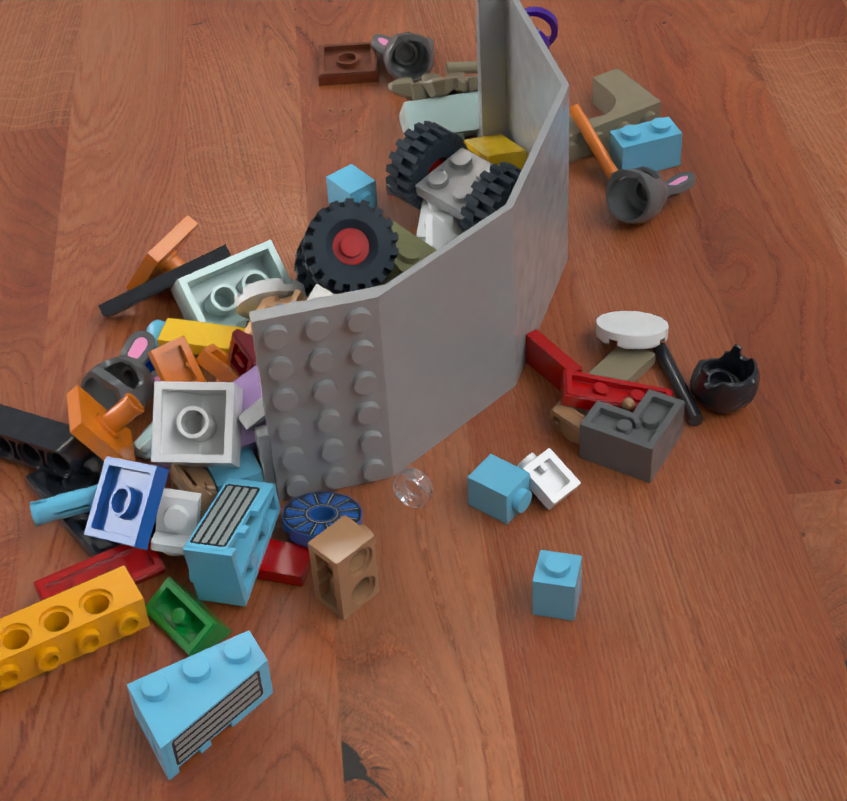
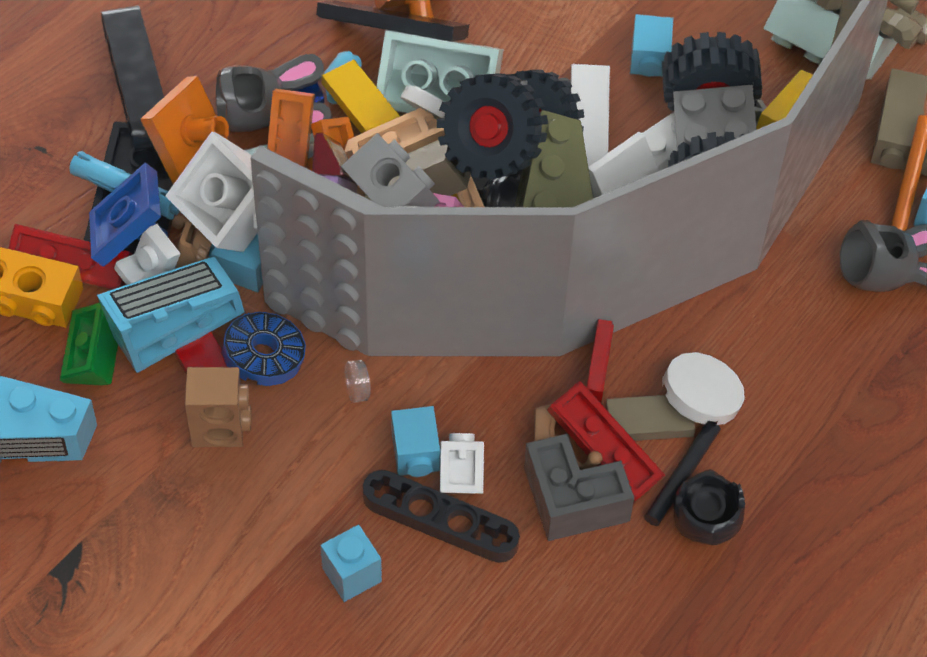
camera: 40 degrees right, 15 degrees up
(614, 505) = (443, 510): none -> black beam

